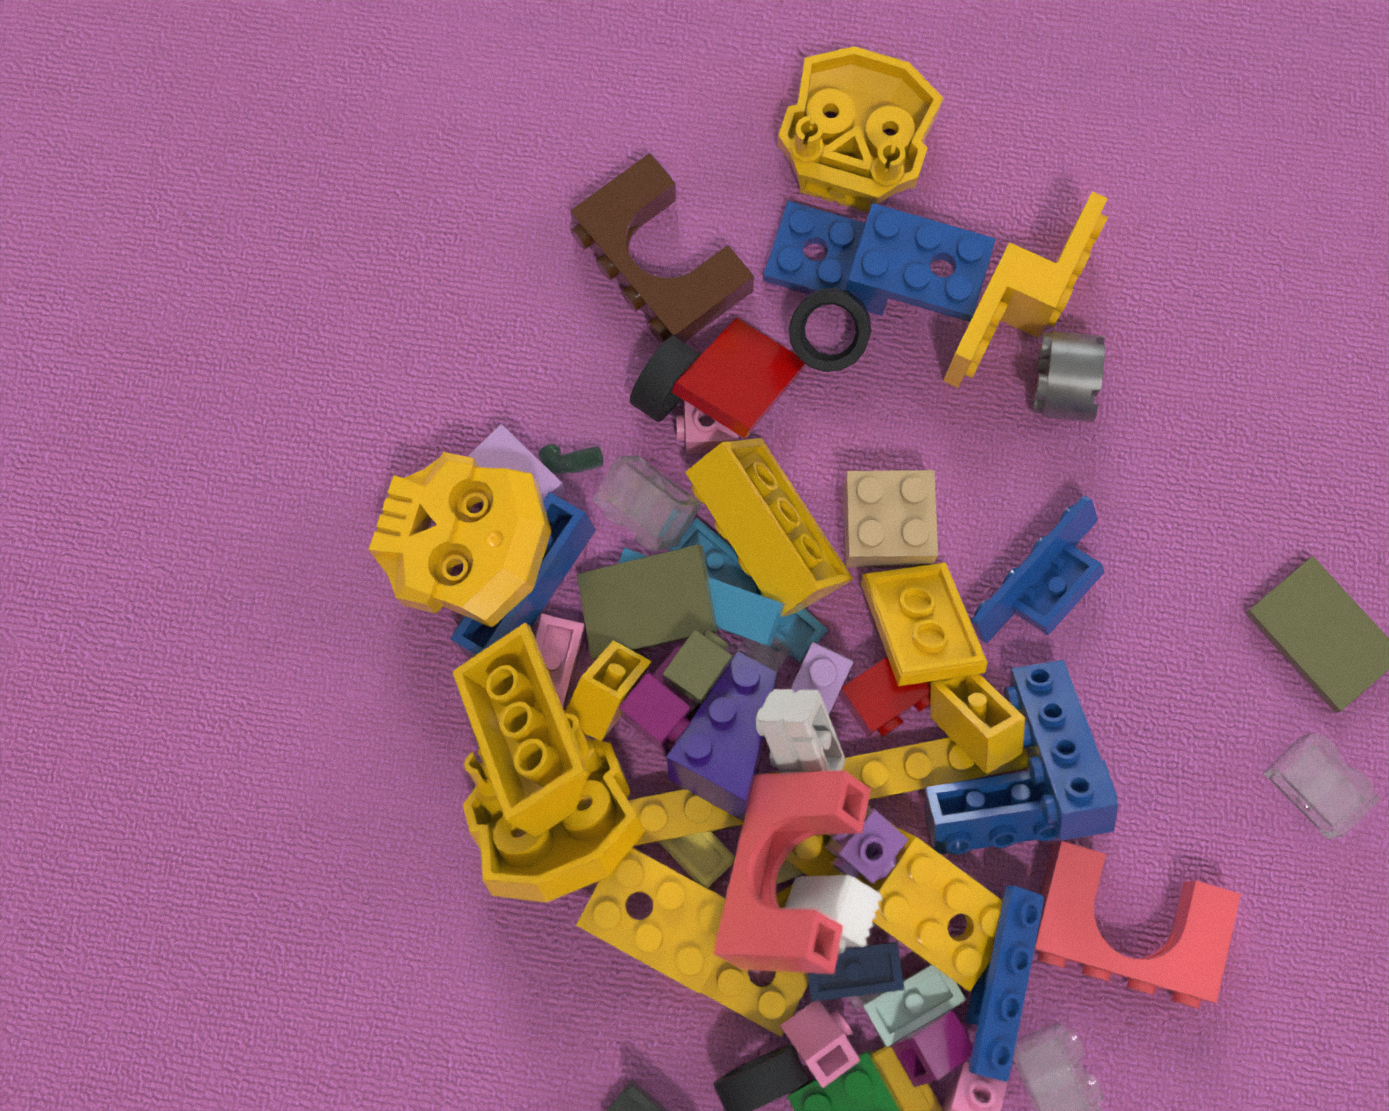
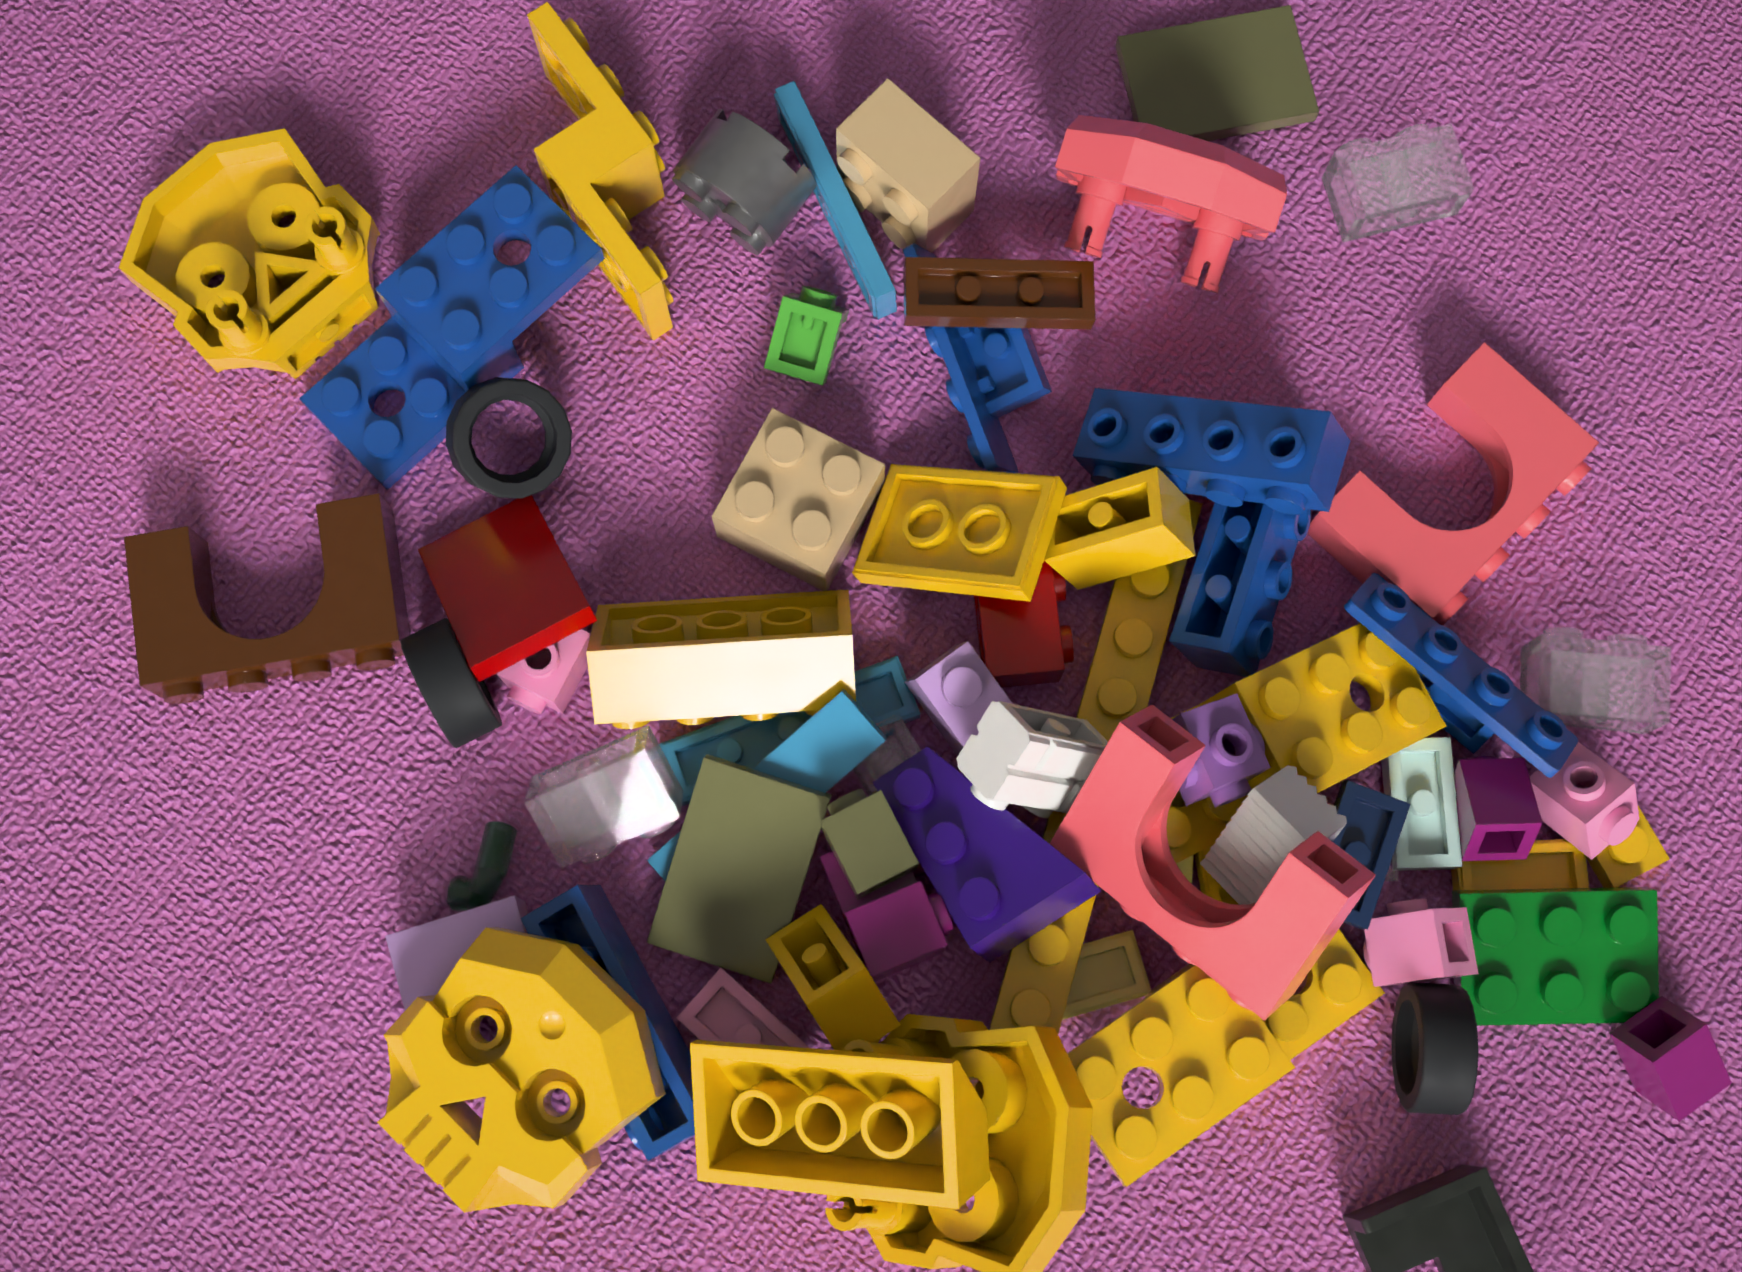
camera: 65 degrees left, 0 degrees up
(997, 467) = (806, 335): none -> bright green bracket
(1087, 567) = (999, 293): none -> reddish brown plate
(1093, 438) = (835, 201): none -> dark azure tile
(1135, 469) = (906, 168): none -> tan brick
(1223, 630) = (1171, 176): none -> coral brick

